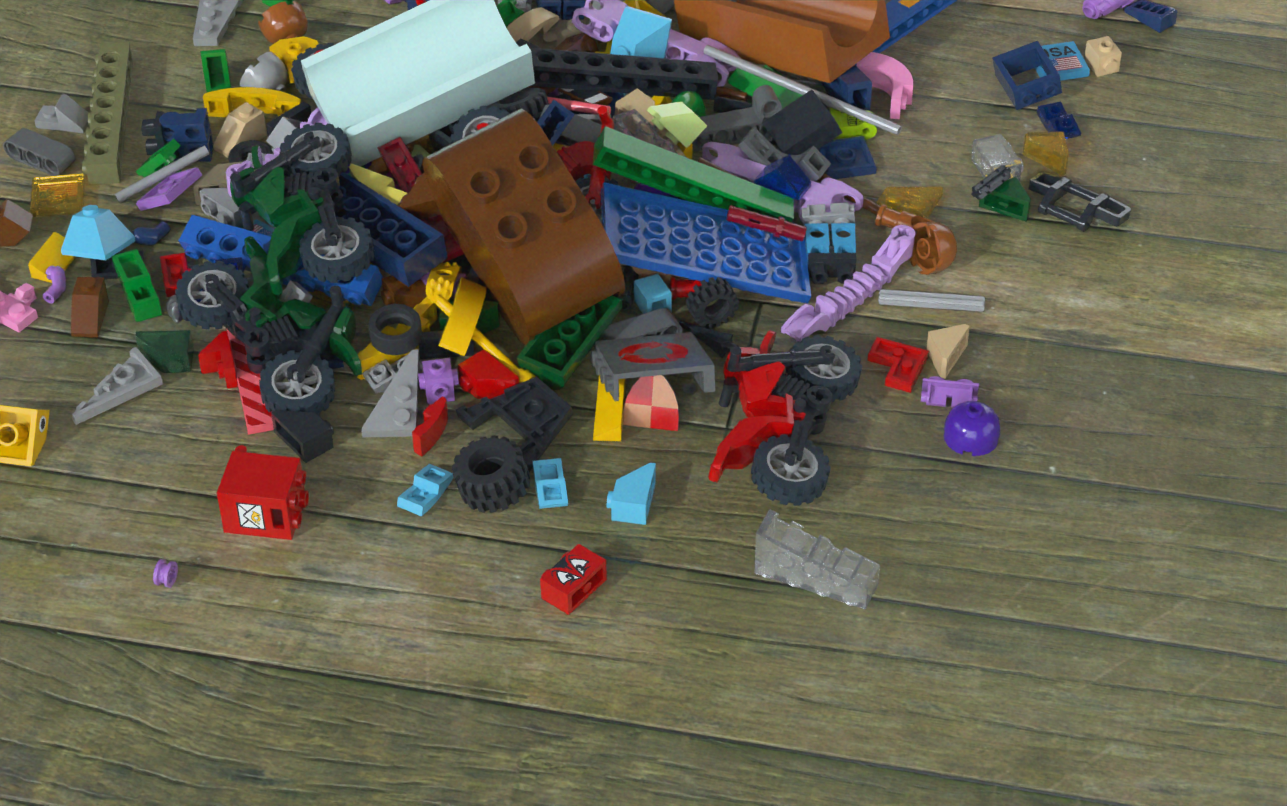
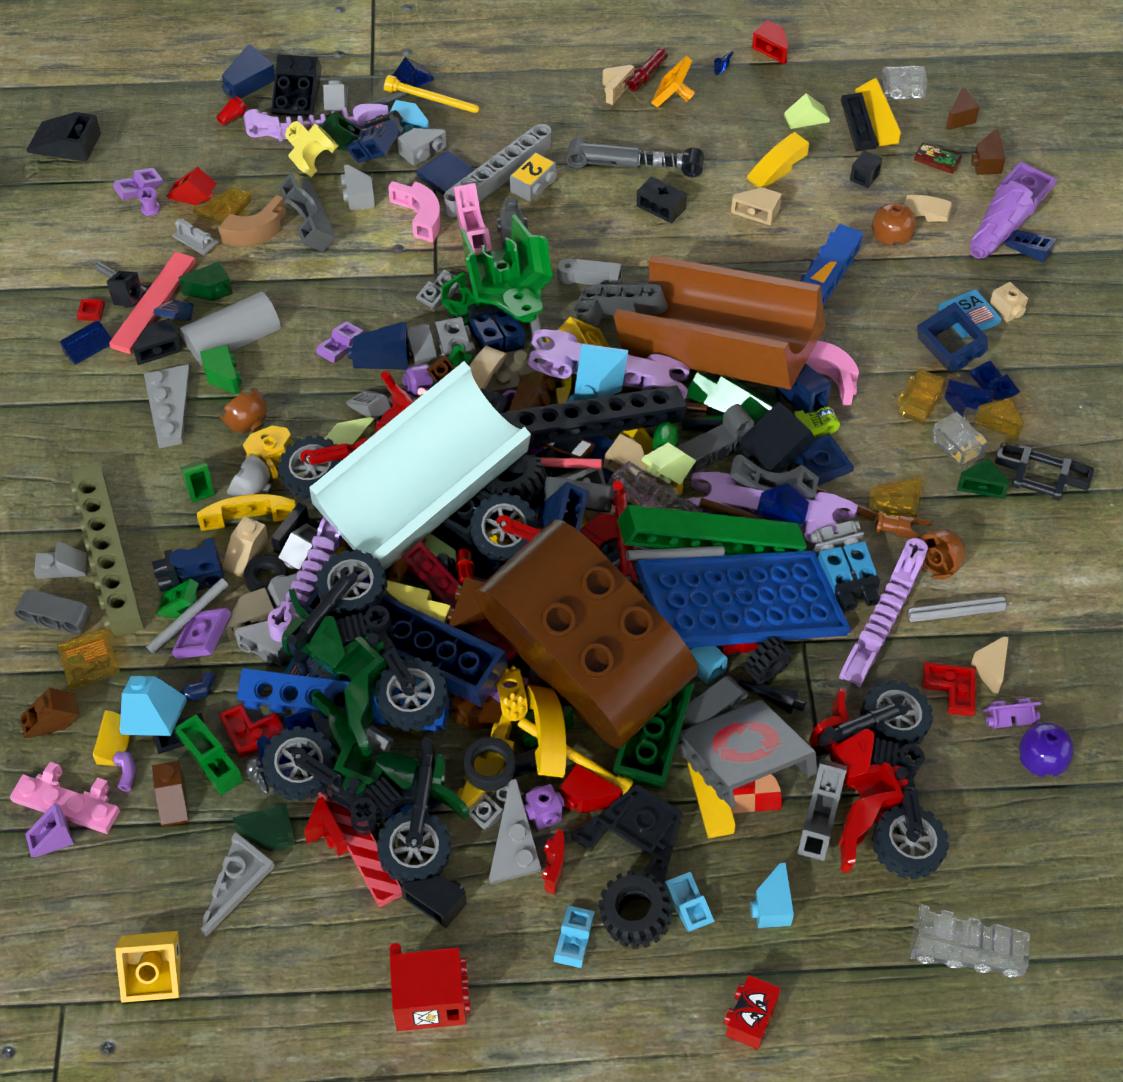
camera: 15 degrees left, 10 degrees up
(648, 187) = (675, 553): none -> light grey bar
(700, 448) = (822, 810): none -> dark grey arch
(777, 226) = (798, 562): dark red pin -> none
(802, 89) = (763, 398): light grey piece -> none
(972, 119) = (920, 397): none -> clear yellow brick
(991, 182) = (971, 471): black axle -> none
(1017, 124) = (964, 395): none -> clear blue slope

